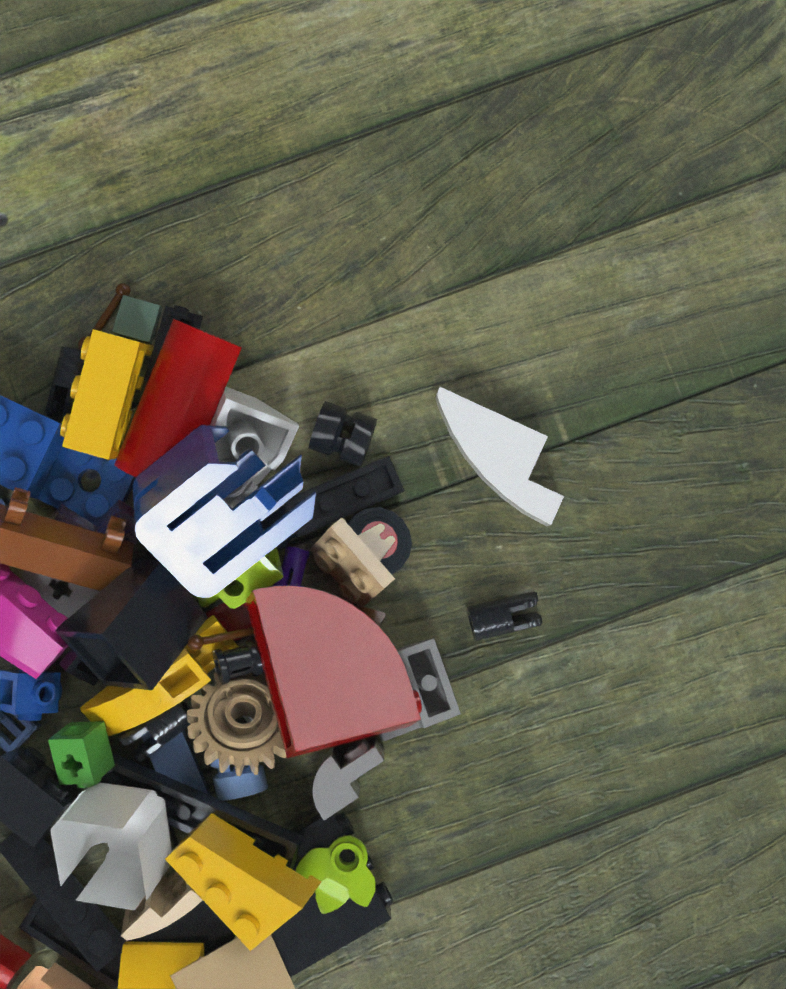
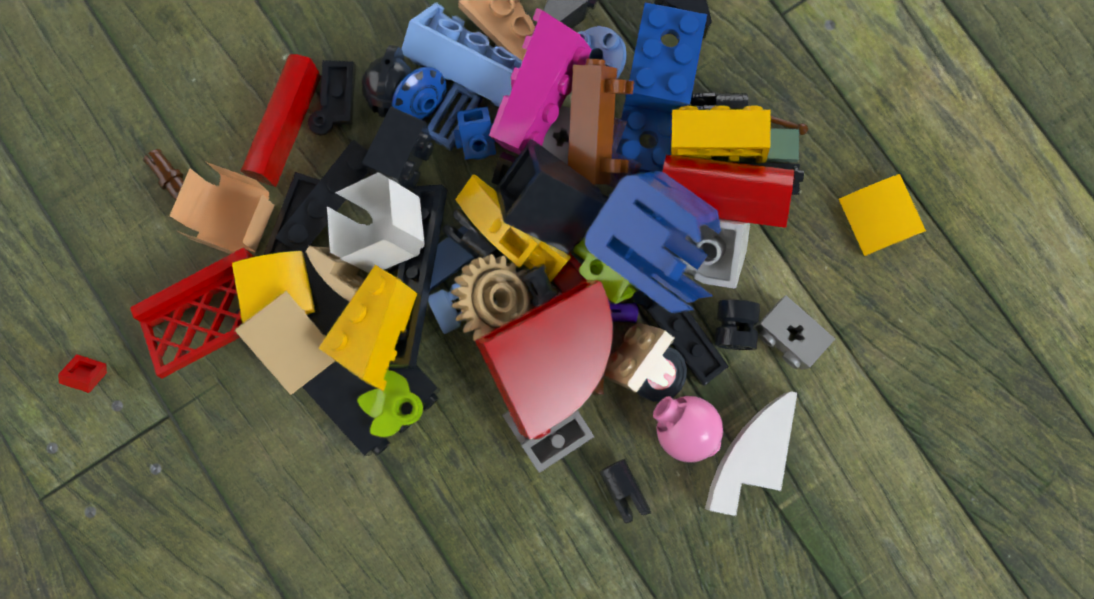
camera: 80 degrees right, 5 degrees down
(81, 753) = (439, 183): bright green brick -> none
(196, 642) = (547, 248): reddish brown hinge -> none
(252, 225) = (882, 215): none -> yellow slope
(336, 777) = (463, 384): light grey brick -> none
(379, 350) = (810, 336): none -> light grey brick
(450, 524) = (688, 428): none -> bright pink brick

